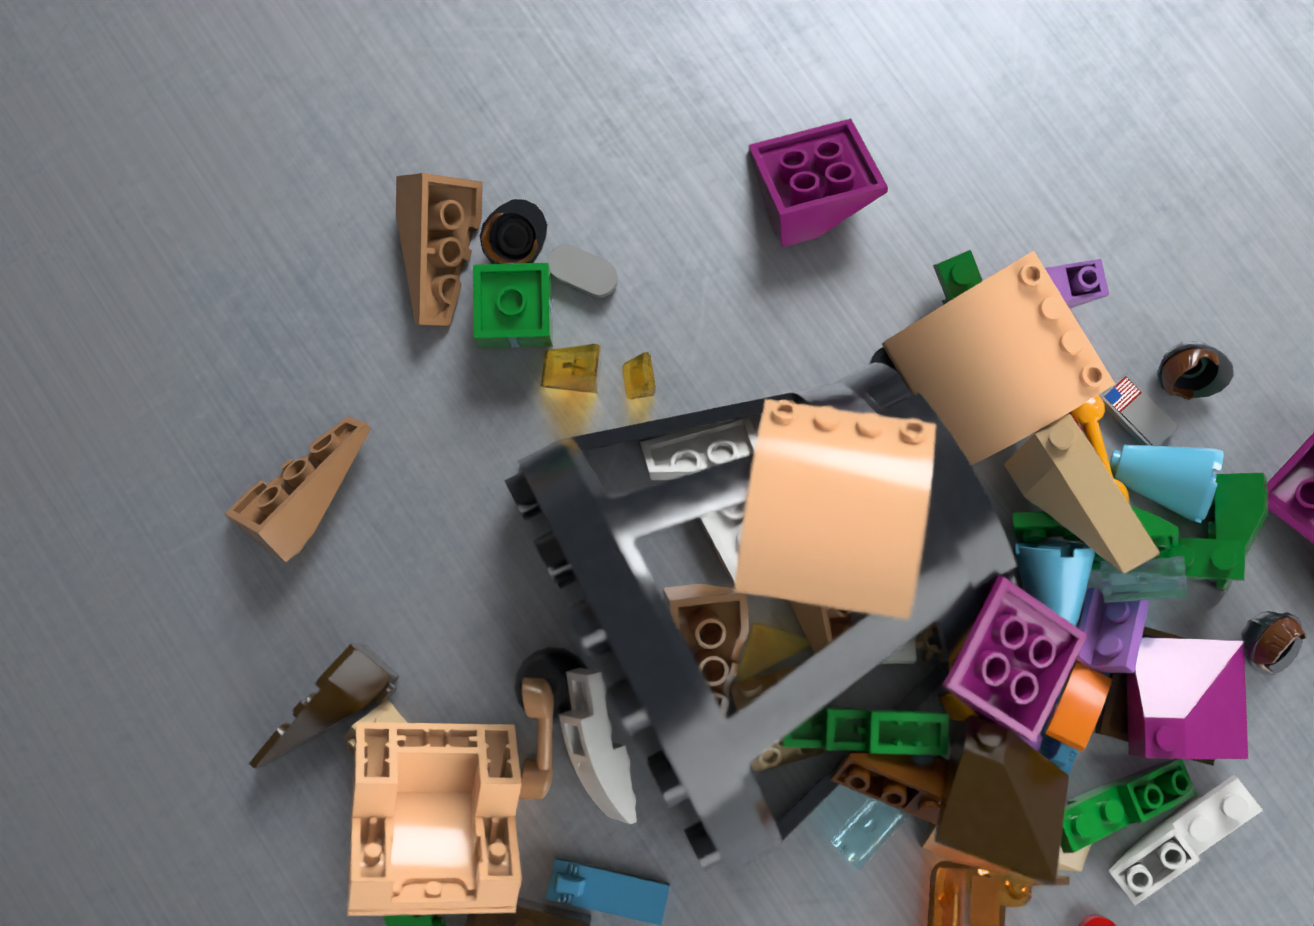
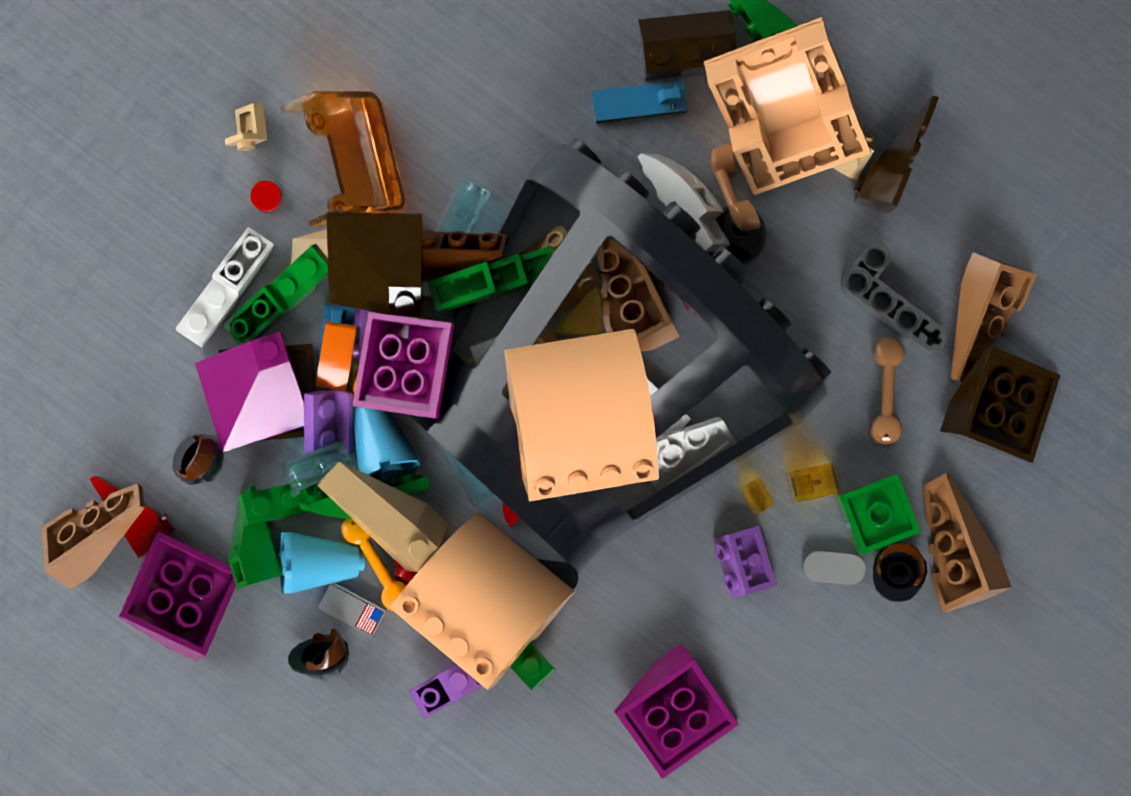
camera: 165 degrees right, 5 degrees up
(325, 379) = (1002, 404): none -> dark brown slope
(398, 536) = (896, 305): none -> dark grey beam
(429, 481) = (887, 354): none -> medium nougat piece
(679, 309) = (744, 562): none -> medium lavender bracket

